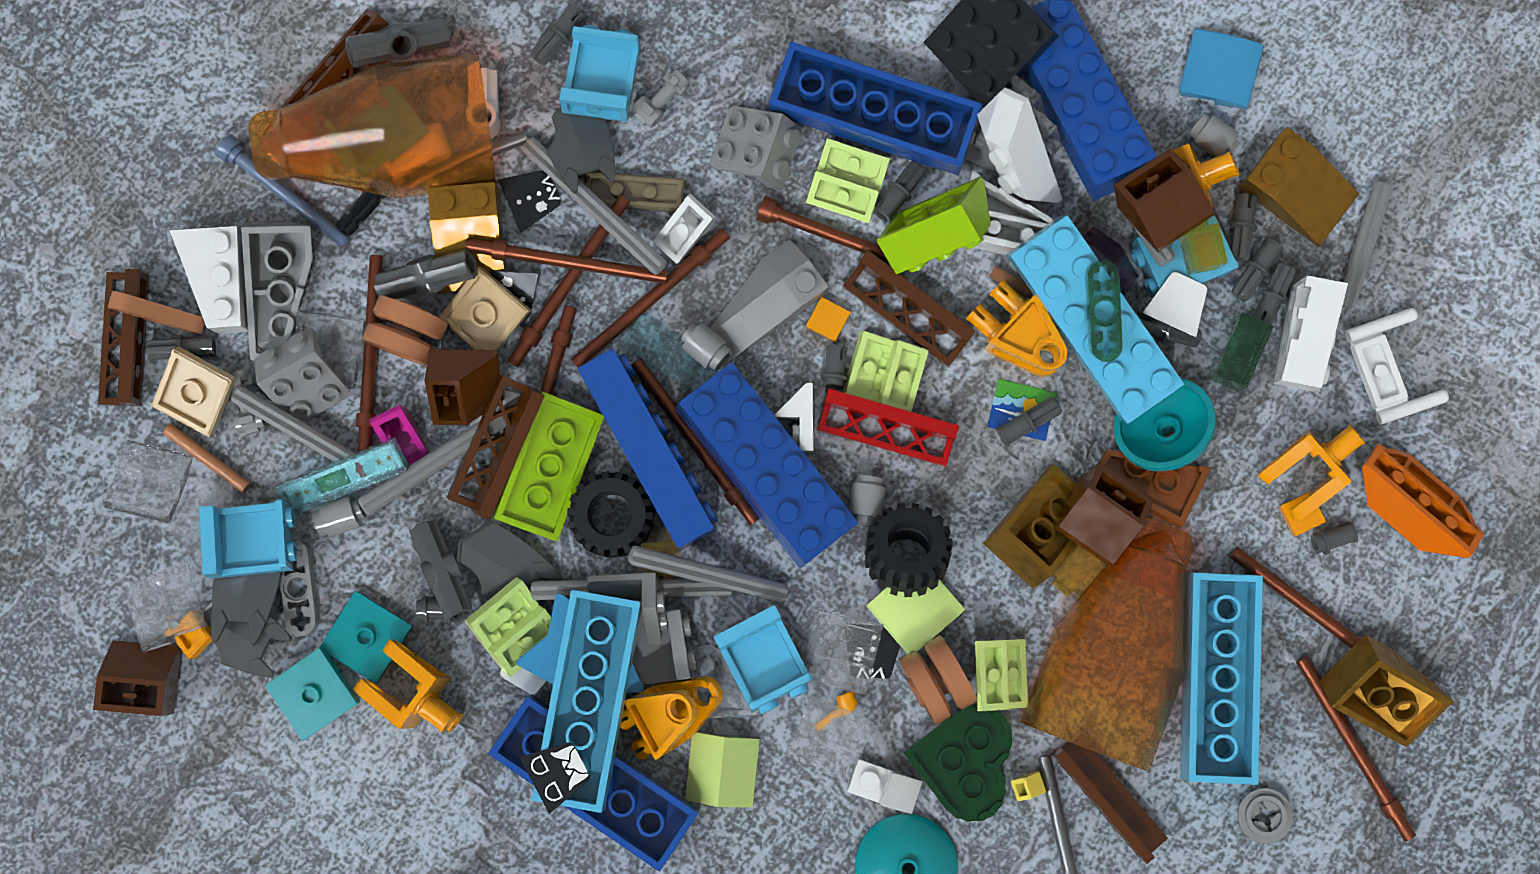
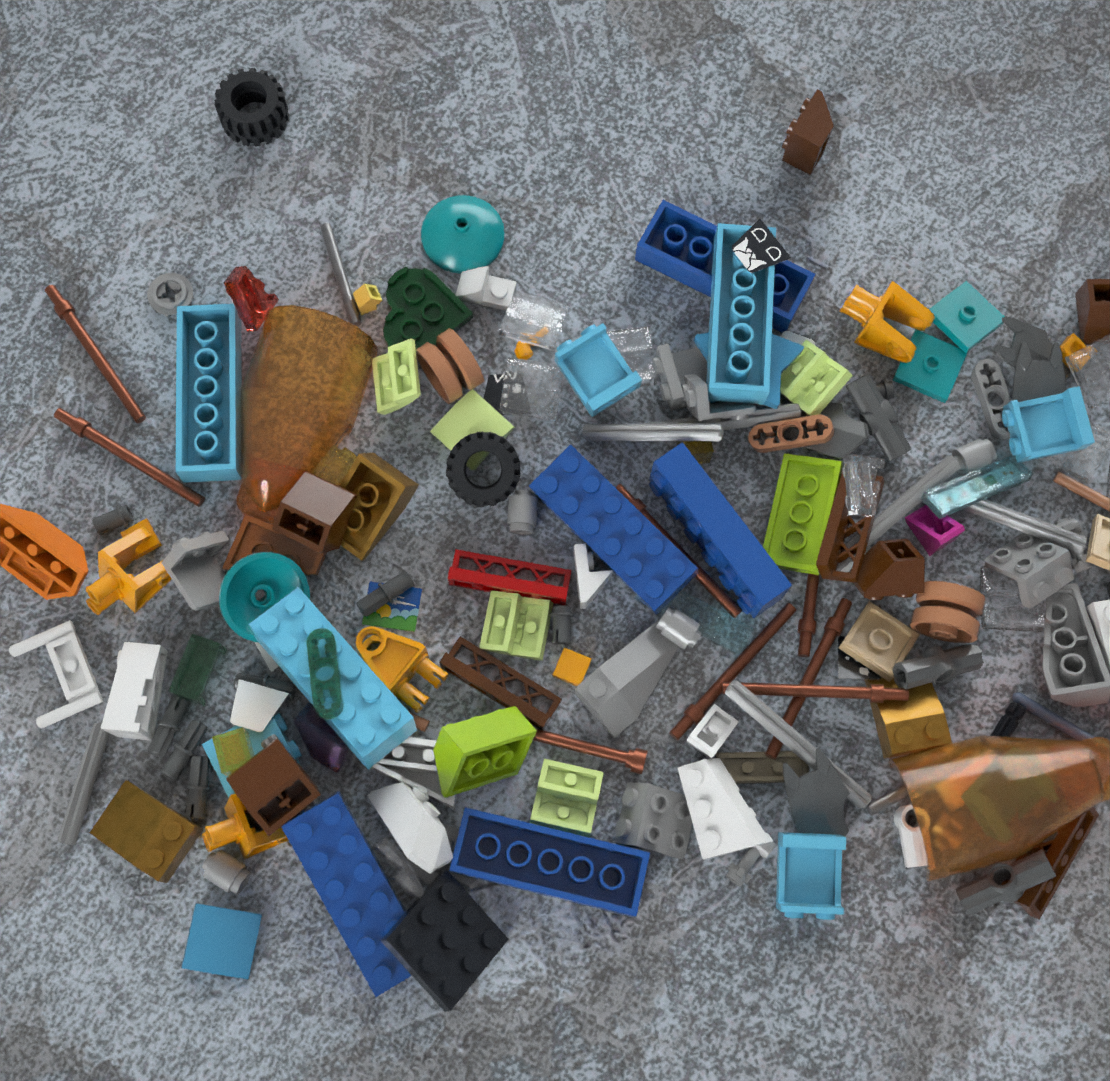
camera: 165 degrees right, 10 degrees down
(369, 362) = (966, 543): copper bar -> none
(476, 485) = (861, 484): none -> clear wing
(530, 197) = (856, 754): black sticker -> none
(557, 35) = (856, 910): dark grey axle -> none
(570, 554) = (811, 424): none -> nougat beam
(590, 493) = (750, 457): black tyre -> none
(669, 714) = (671, 321): light orange piece -> none
(689, 142) = (718, 810): none -> white wedge
(722, 770) = (620, 289): yellowish green slope -> none
(899, 192) = (518, 789): dark grey axle -> none
(1111, 799) = (290, 284): reddish brown fence -> none
(1170, 787) = (249, 297): none -> clear red wing
(1237, 460) = (196, 569): none -> light grey bracket
(1384, 691) = (71, 393): pearl gold slope -> none

